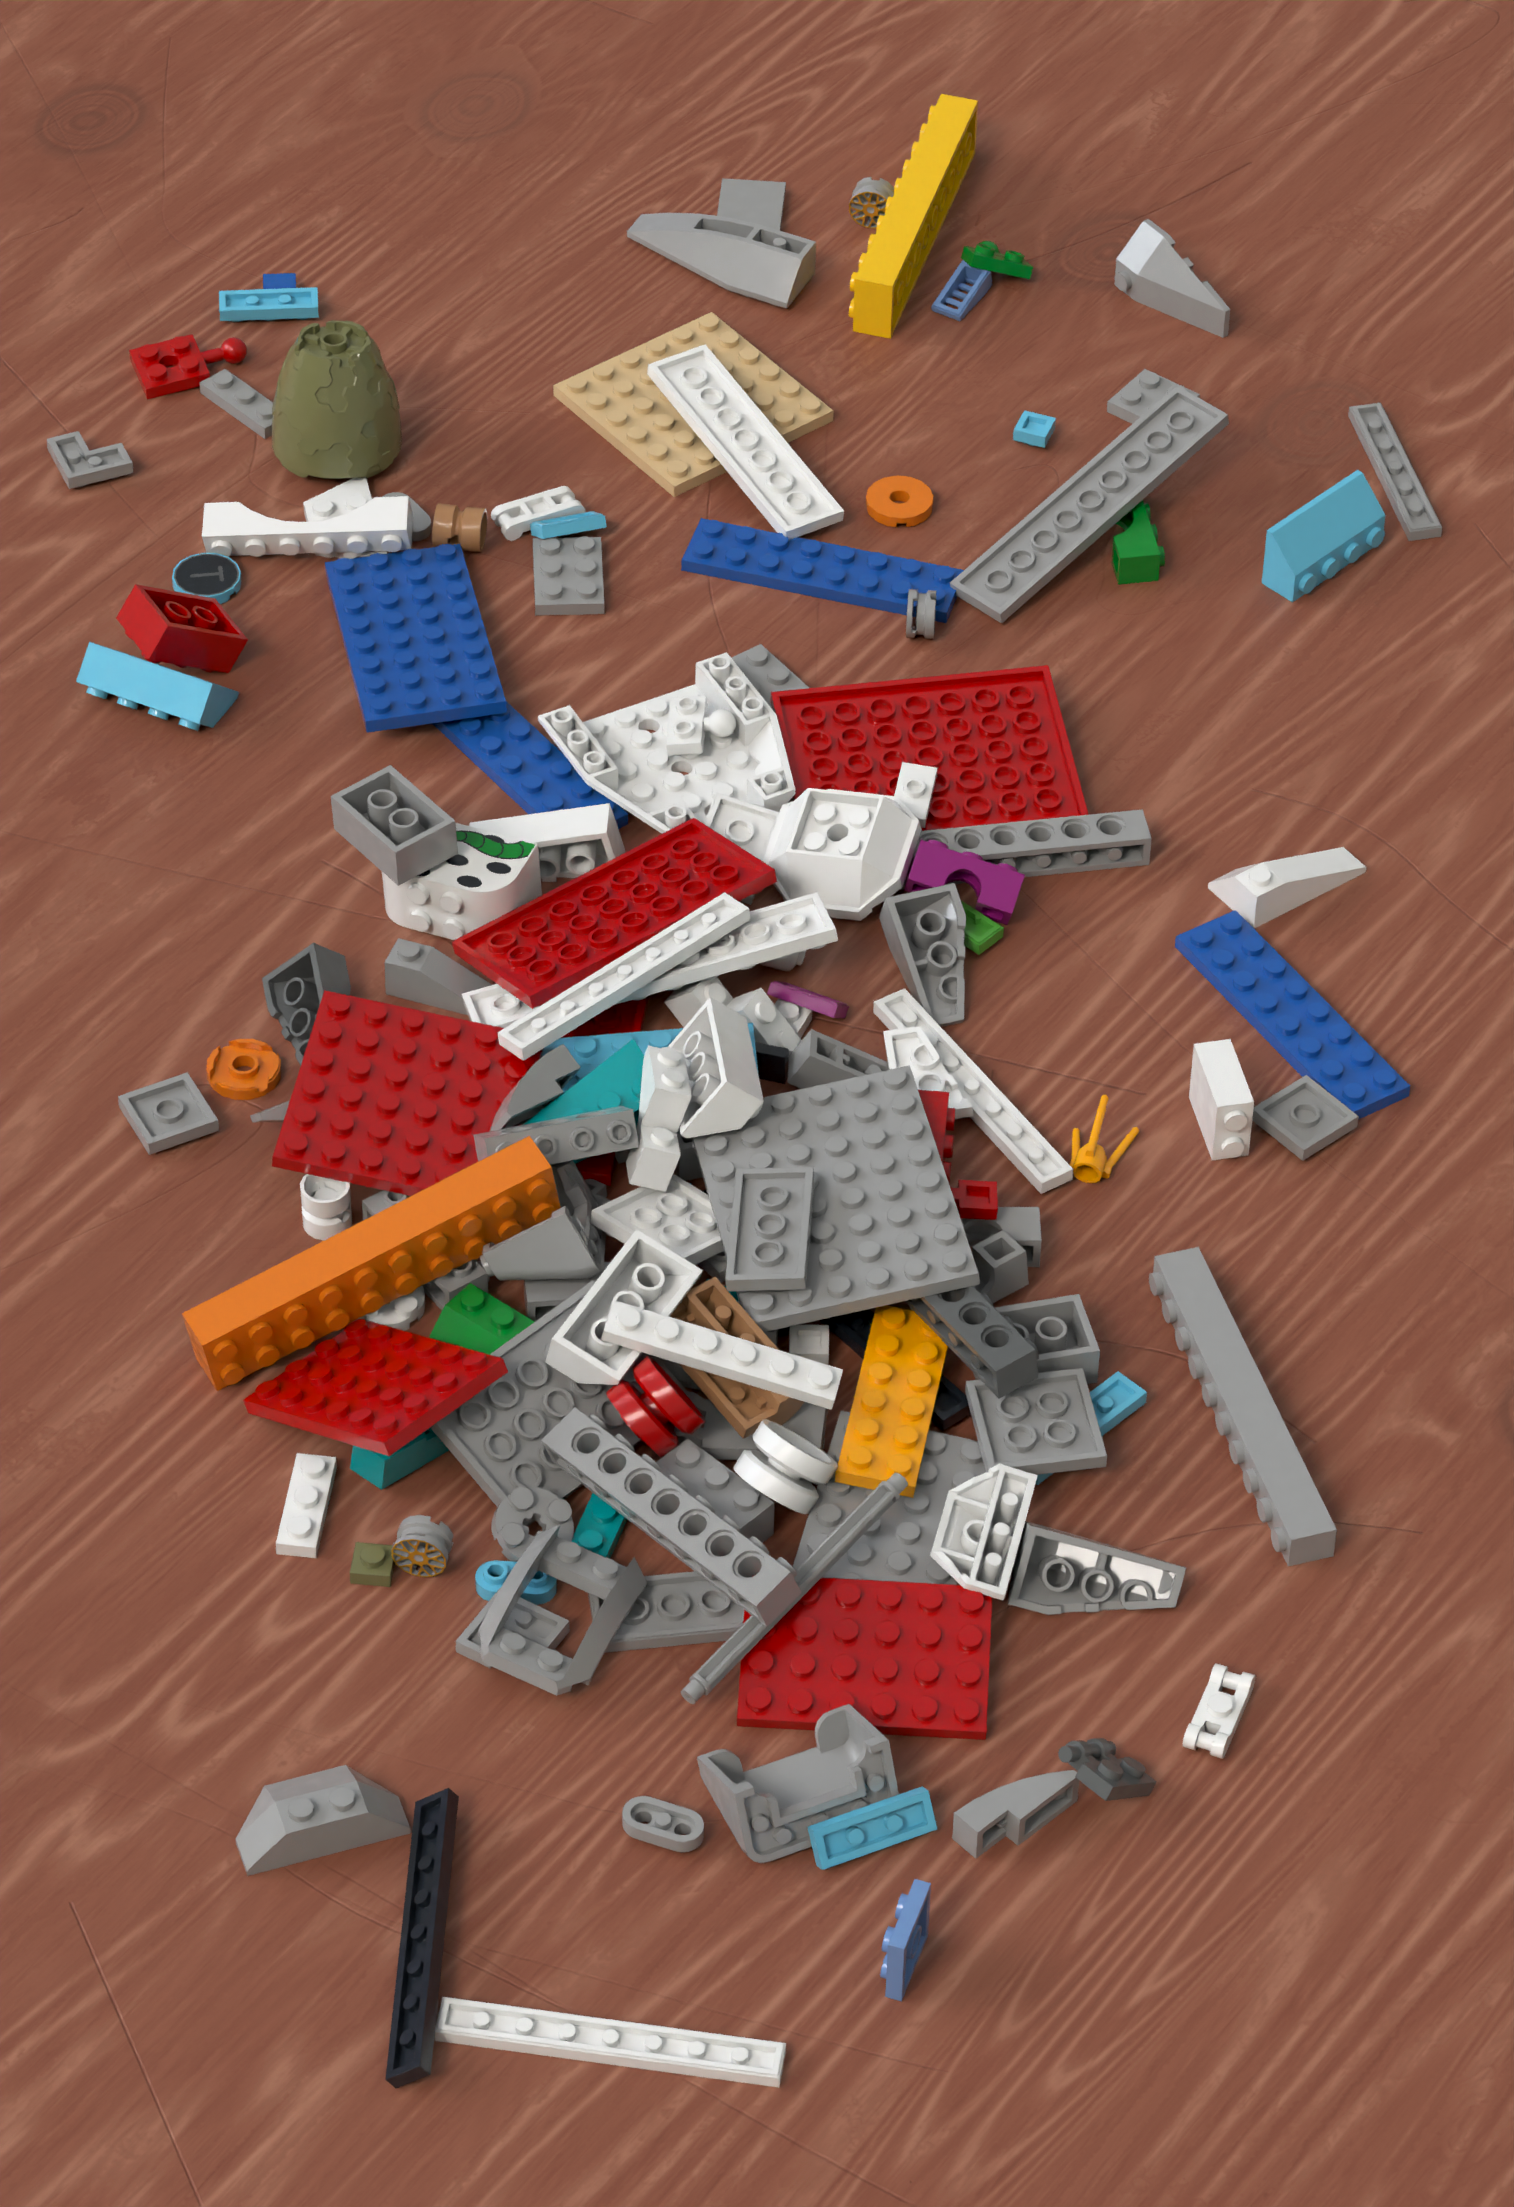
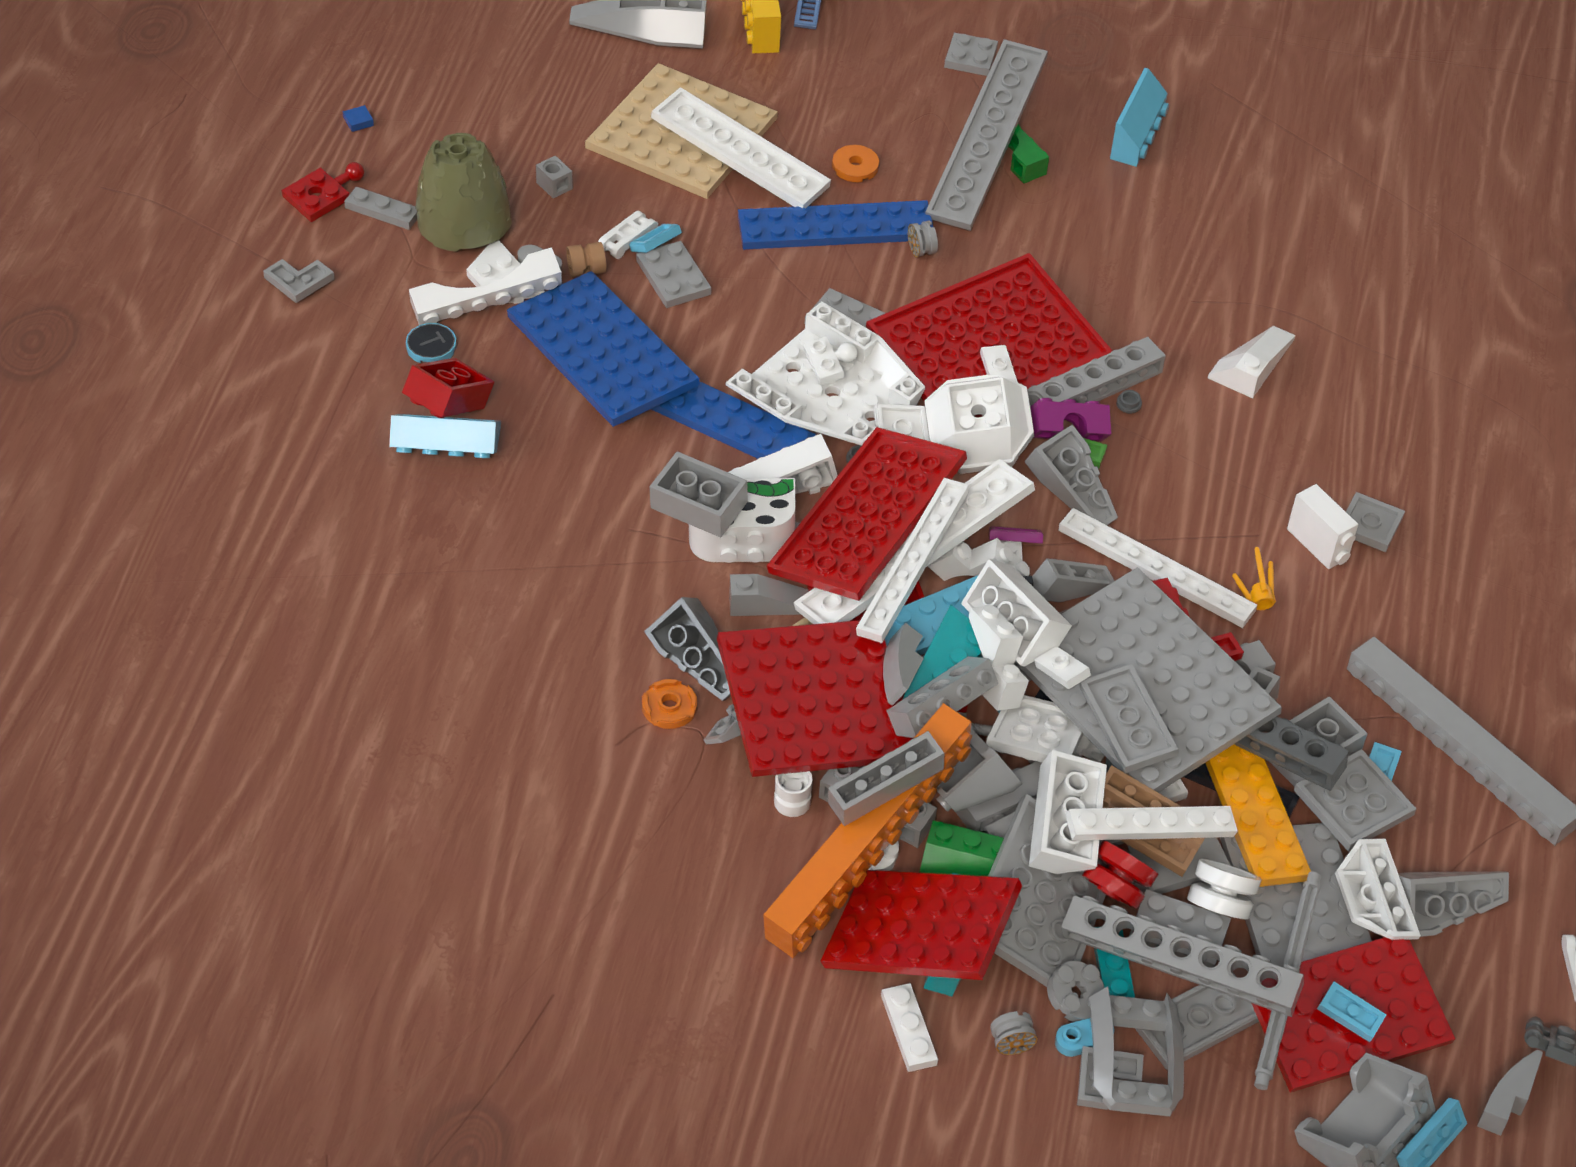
camera: 25 degrees left, 5 degrees up
(168, 1113) = (640, 755): light grey plate -> none
(268, 304) = (359, 132): medium azure plate -> none
(372, 1564) = (981, 1057): olive plate -> none
(399, 1195) = (886, 778): none -> light grey brick
(483, 418) = (554, 176): none -> light grey brick
(726, 1149) = (1062, 667): none -> white plate
(854, 1649) = (1351, 1011): none -> medium azure plate
(914, 1048) = (1116, 560): white wing -> none
(1034, 429) = (911, 91): medium azure plate -> none
(1073, 885) = (1129, 401): none -> dark grey plate
(1291, 1014) = (1313, 450): blue plate -> none
(1395, 472) = (1141, 58): light grey tile -> none

